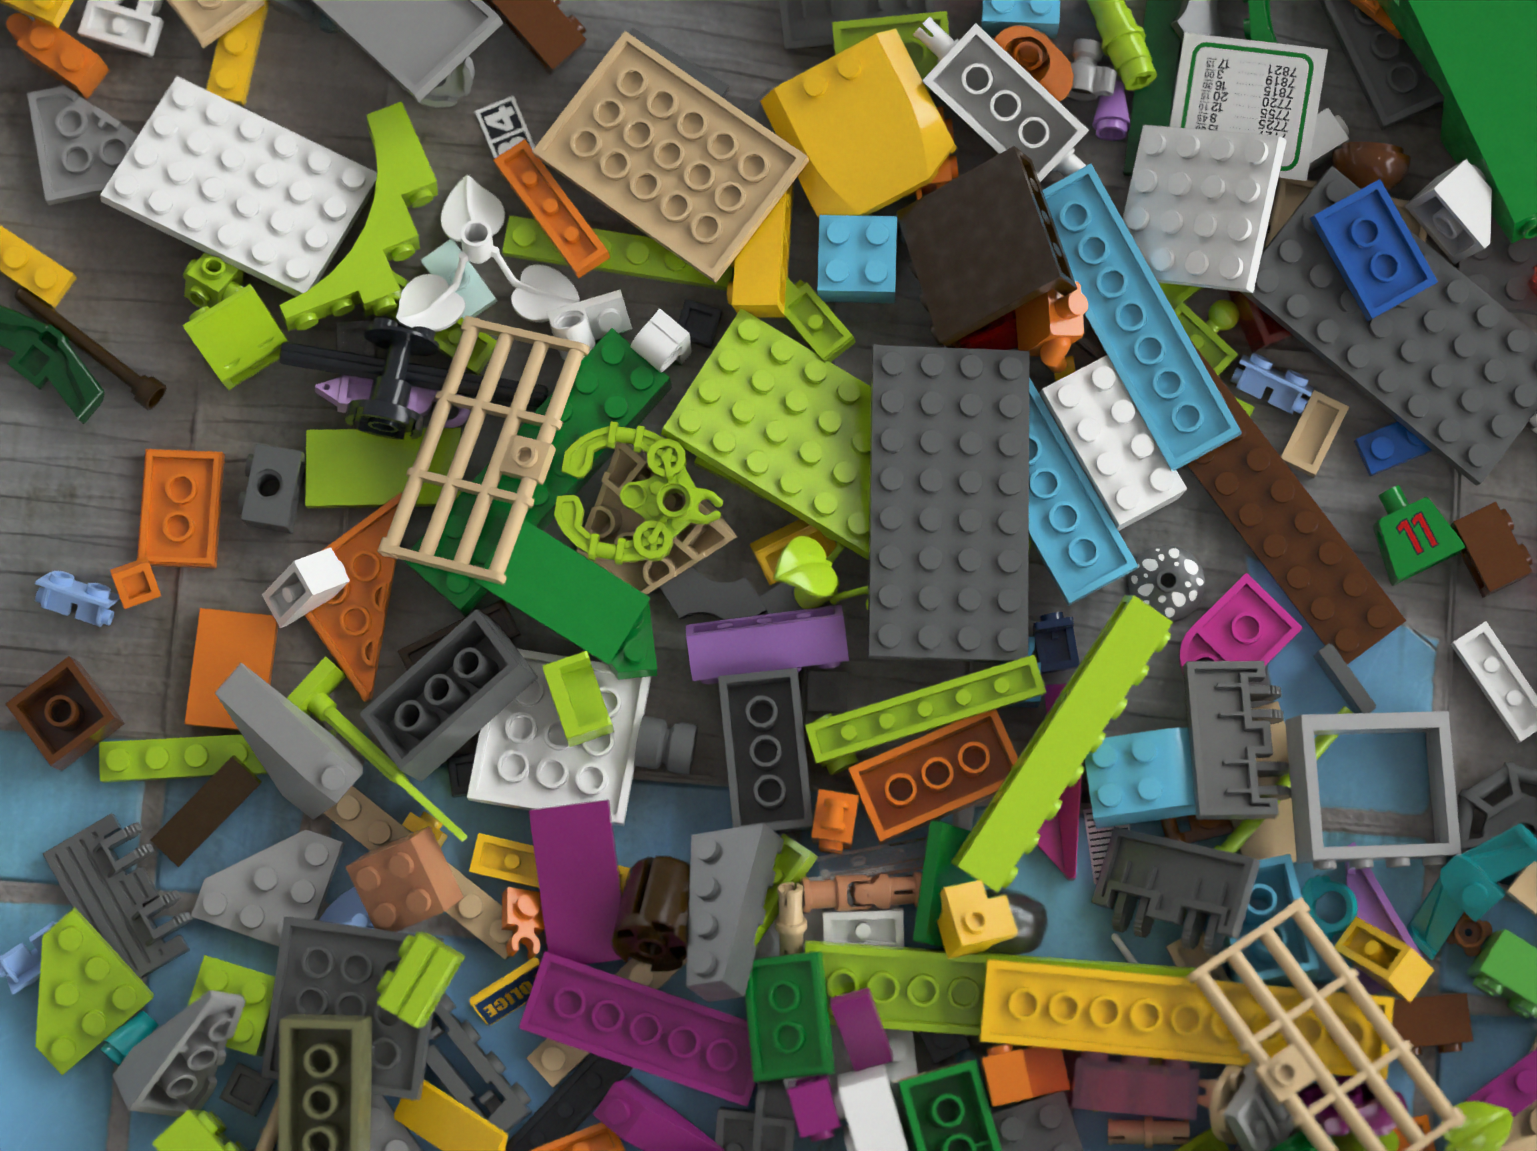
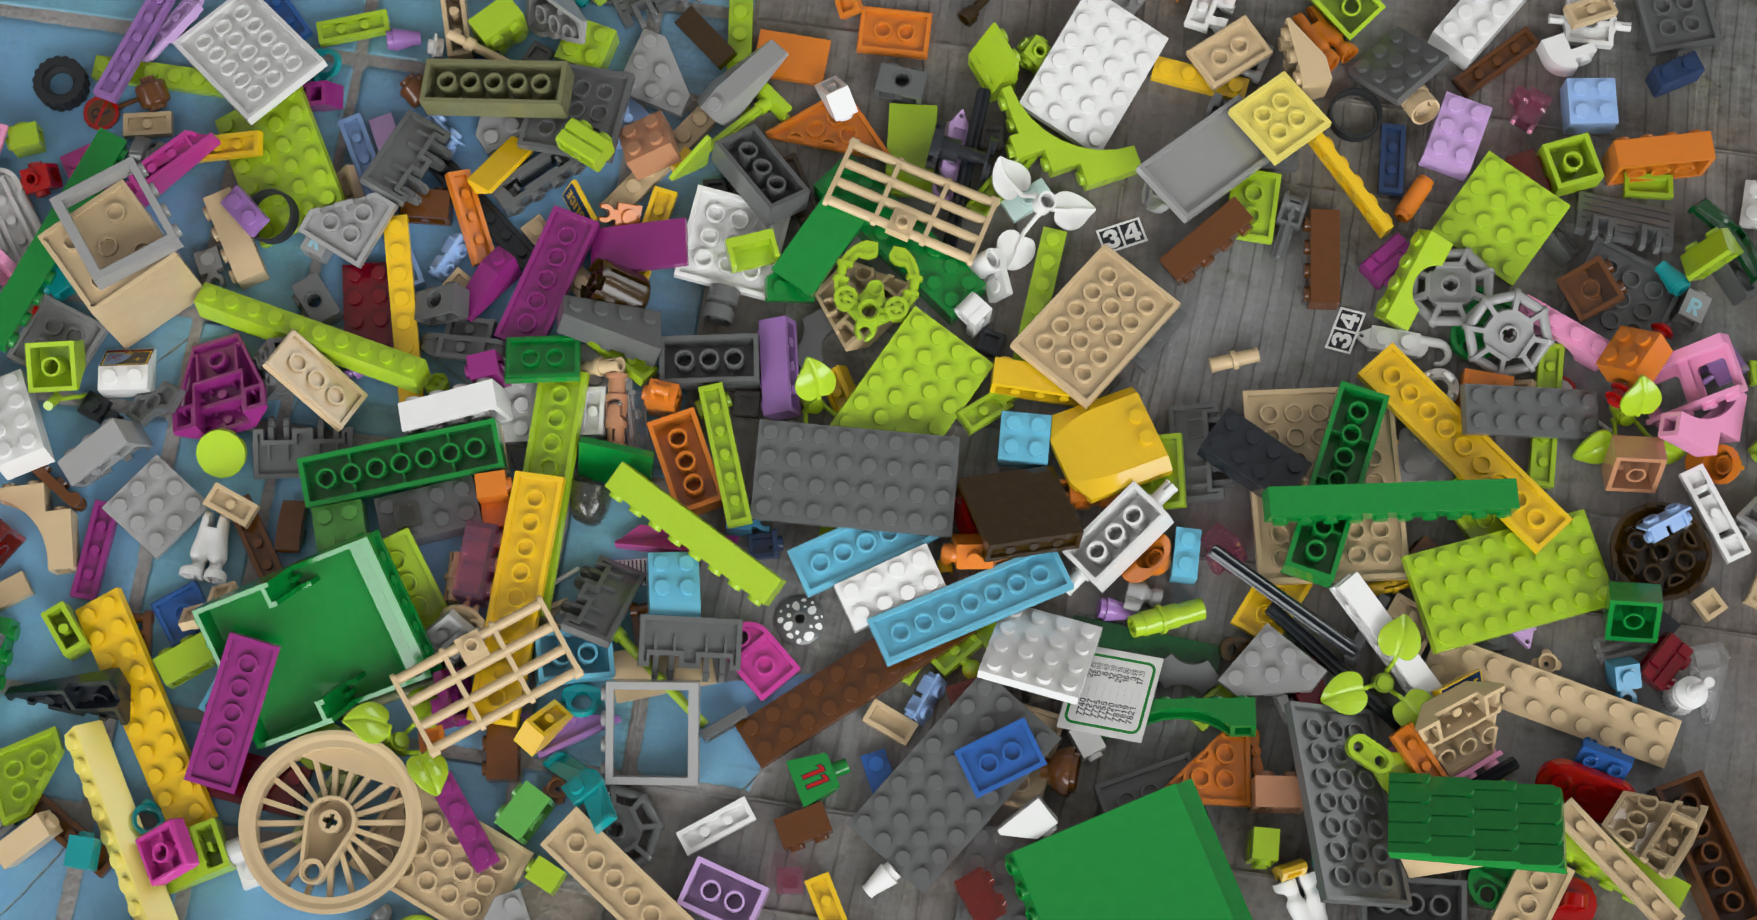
camera: 85 degrees right, 5 degrees down
(551, 209) = (1067, 255): orange plate -> none
(861, 1029) = (531, 403): magenta tile -> none
(972, 921) = (588, 469): yellow brick -> none

